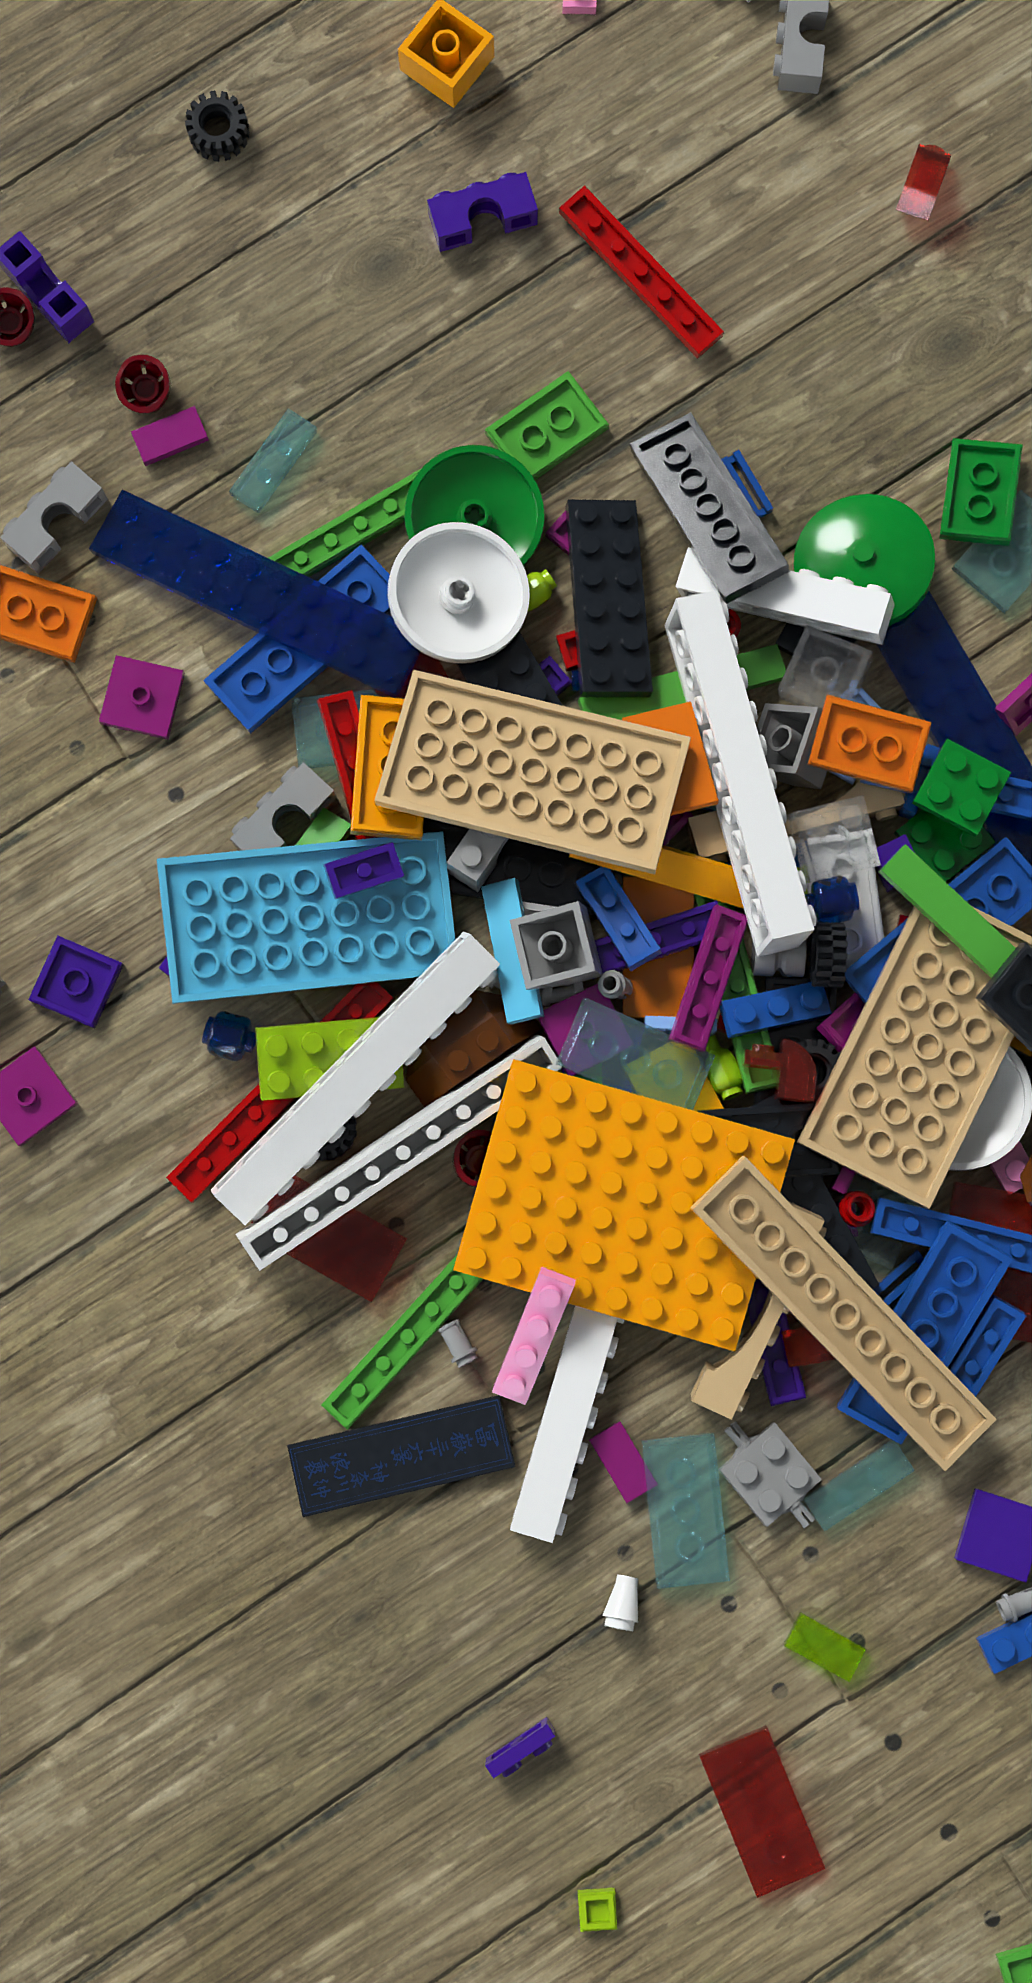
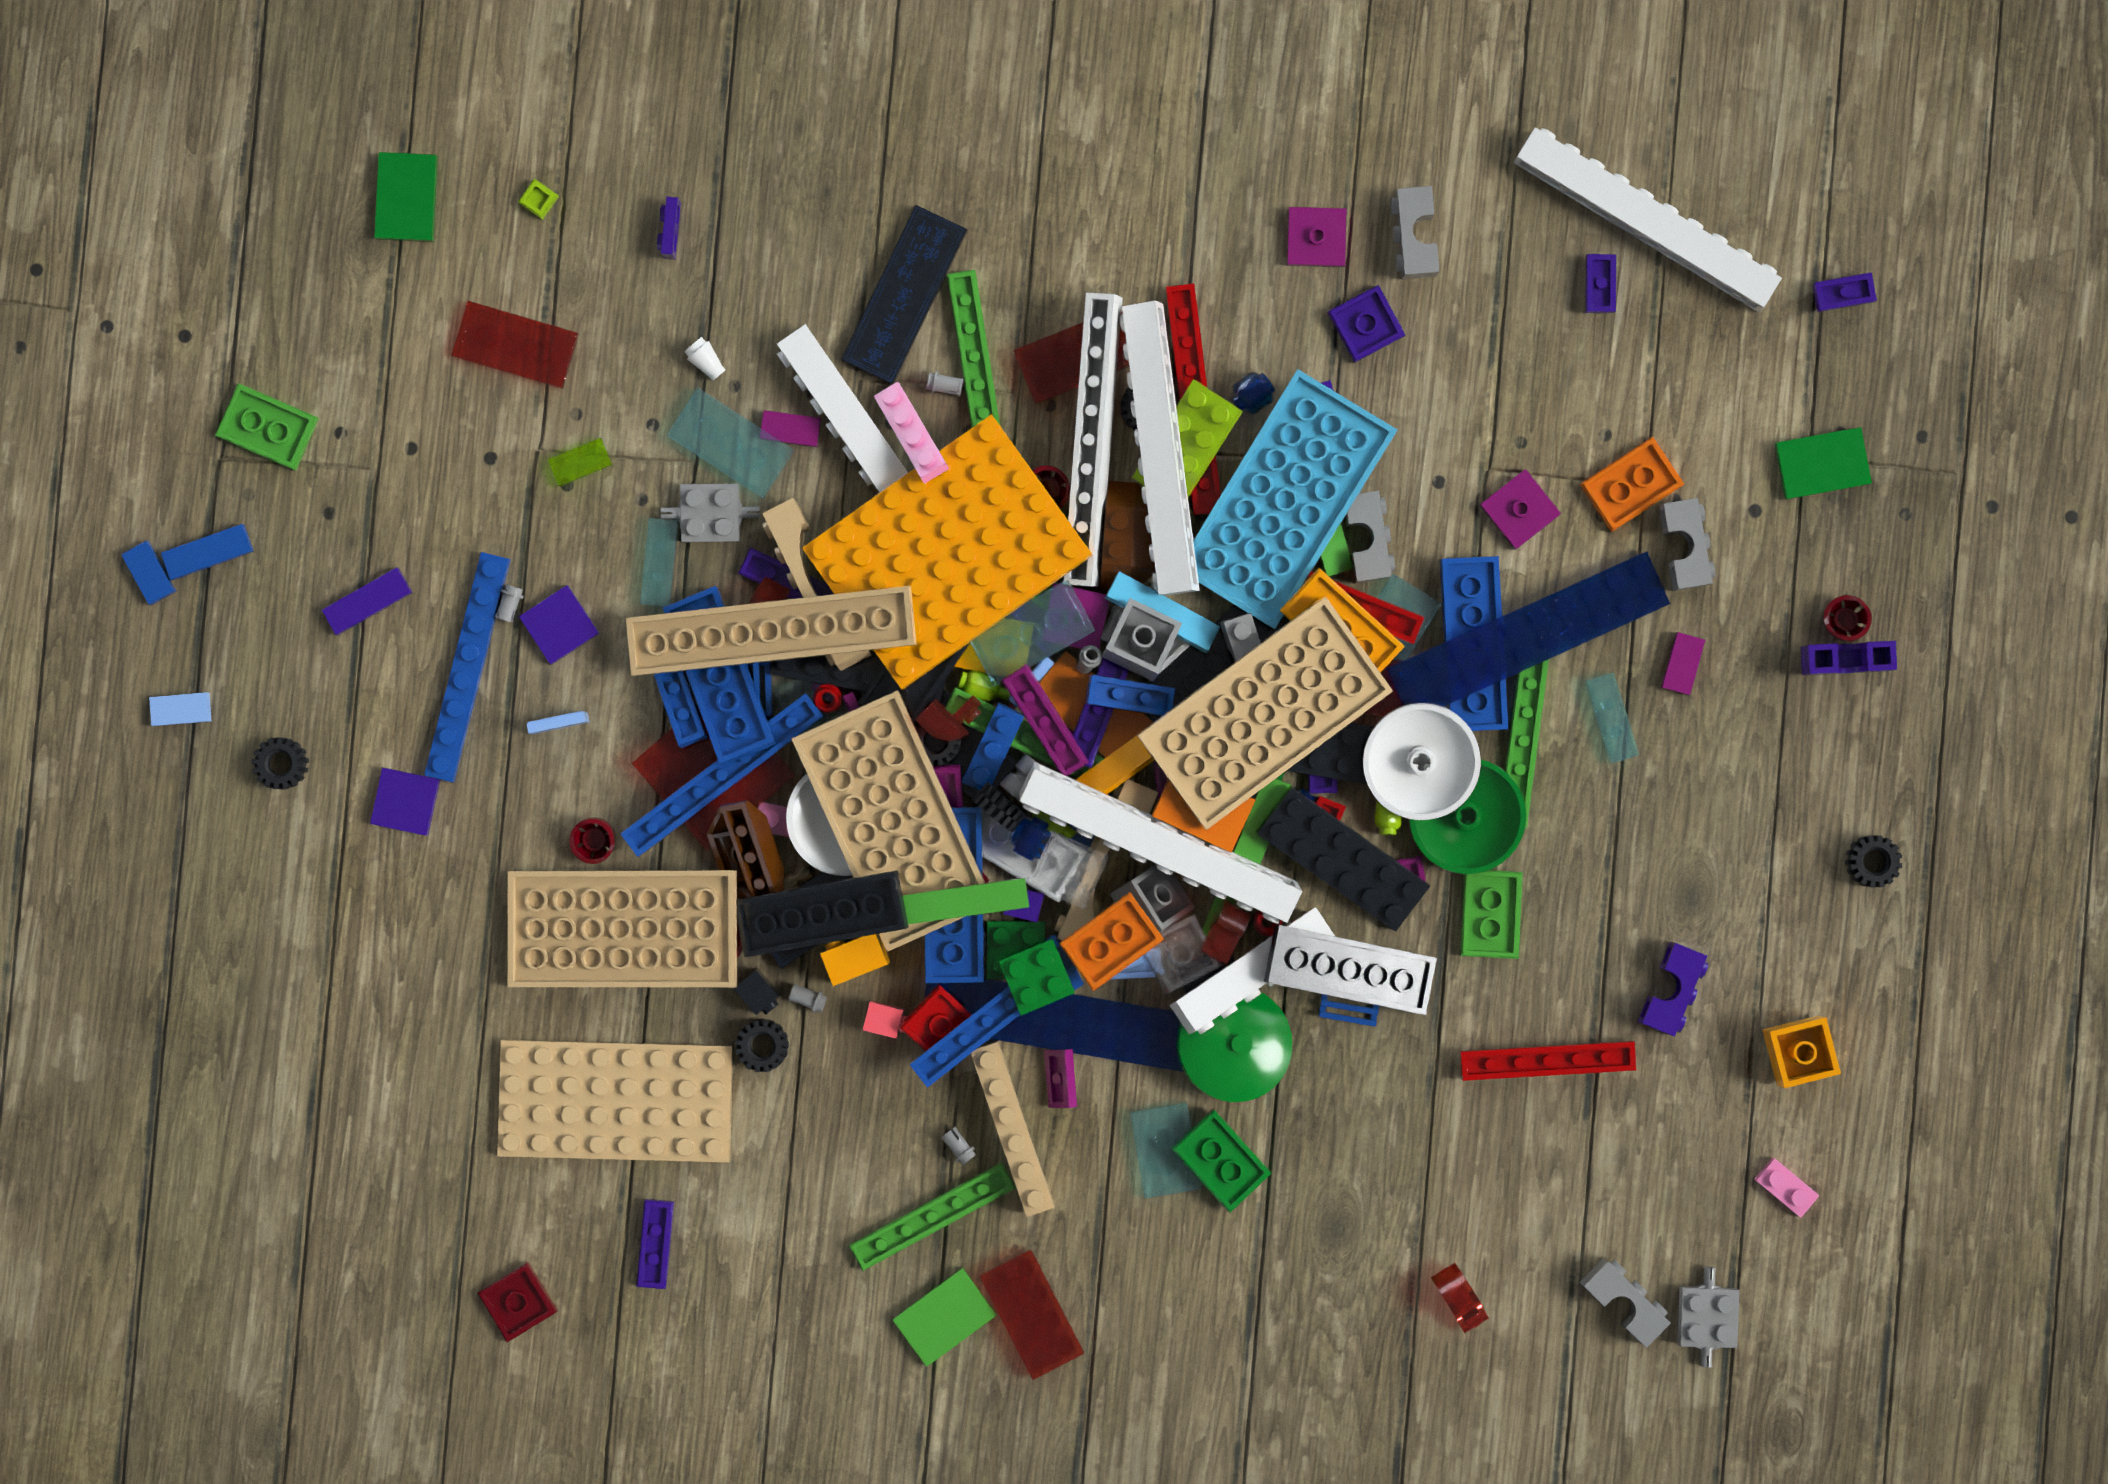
camera: 130 degrees right, 5 degrees up
(145, 387) = (1728, 672): dark red helmet -> none
(363, 870) = (1287, 556): dark purple plate -> none
(765, 646) = (1226, 929): none -> clear red brick

